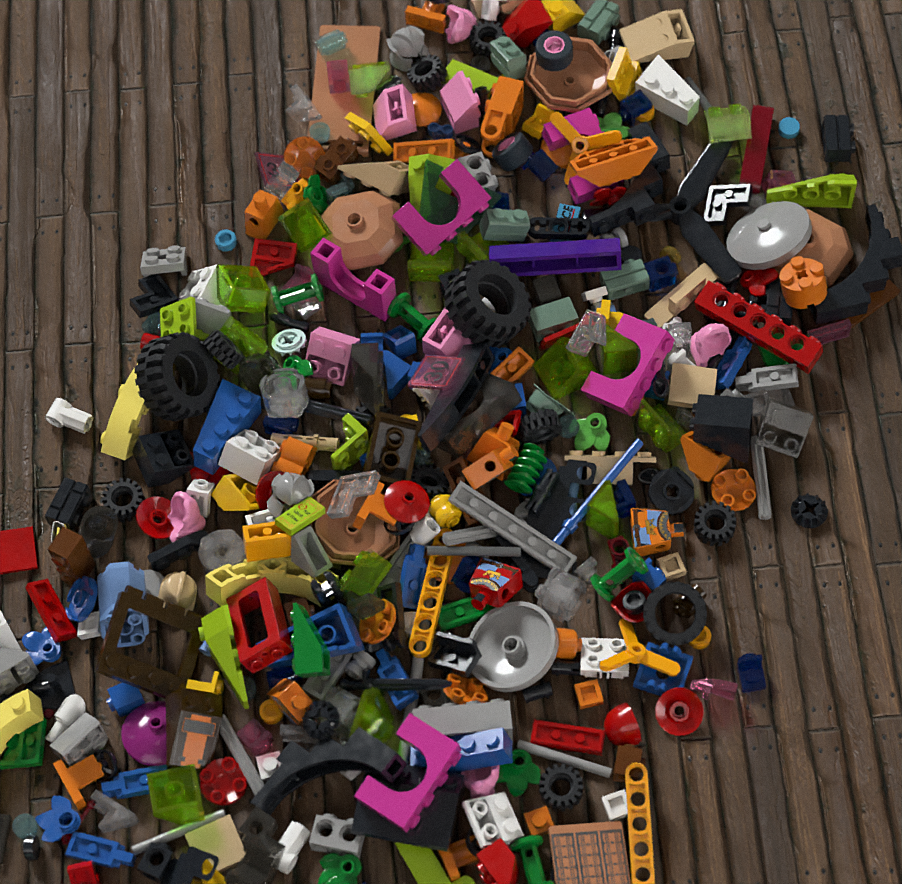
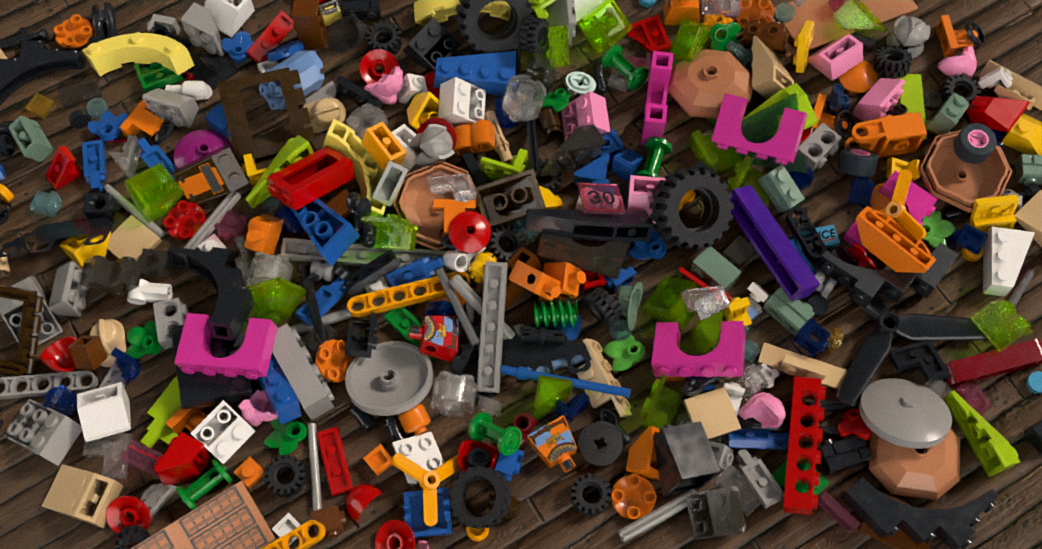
camera: 60 degrees right, 5 degrees up
(300, 516) = (412, 158): lime tile -> none
(310, 650) = (304, 219): green slope -> none
(326, 728) = (255, 261): black gear -> none
(365, 605) = (363, 243): clear smoke bracket -> none
(378, 626) = (358, 262): orange dish -> none
(440, 147) = (818, 99): orange tile -> none
(514, 366) = (647, 259): orange slope -> none
(671, 566) = (532, 476): tan tile -> none
(803, 282) = (867, 463): orange brick -> none

